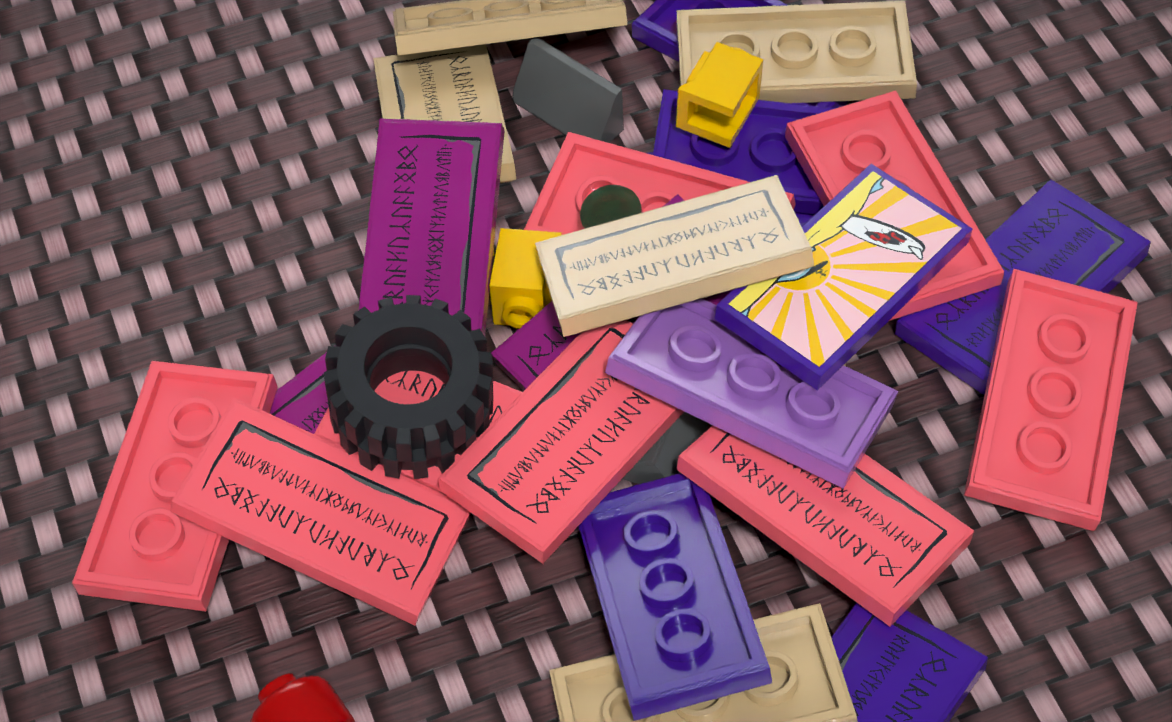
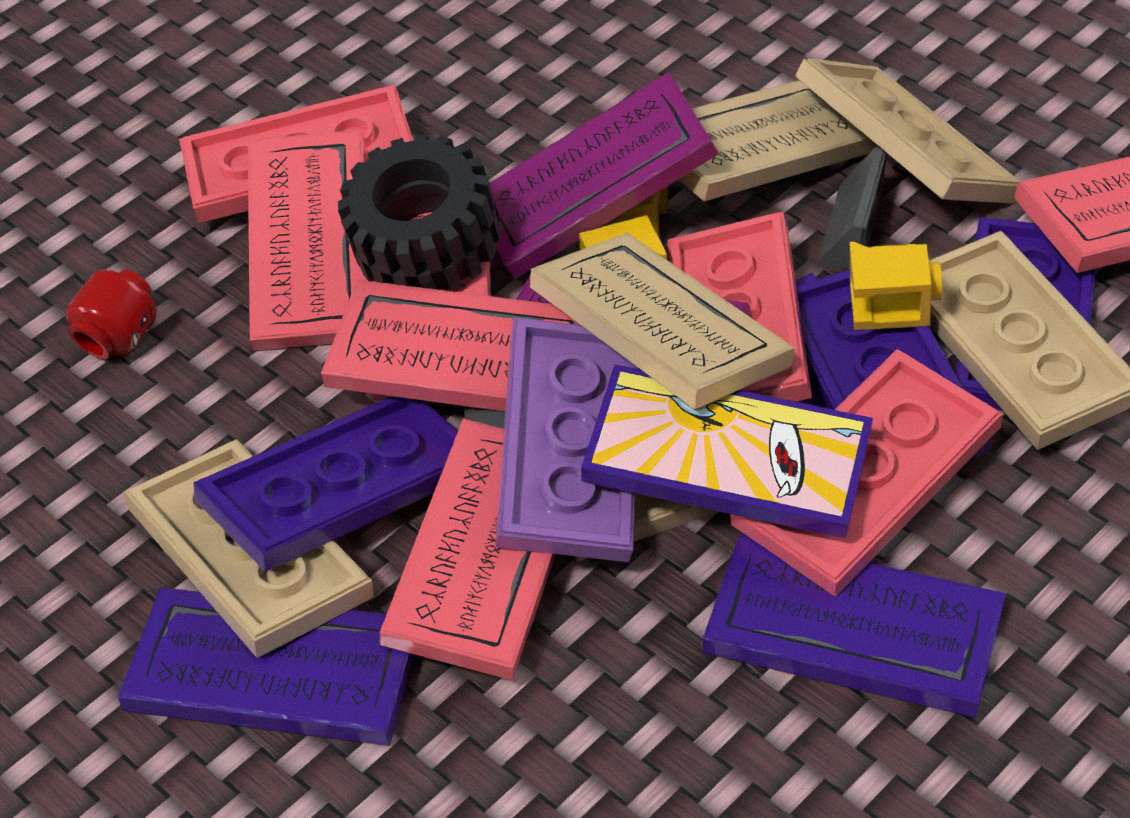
camera: 65 degrees right, 5 degrees down
(609, 204) = (712, 269): clear green tile -> none
(1052, 400) = (716, 683): coral tile -> none

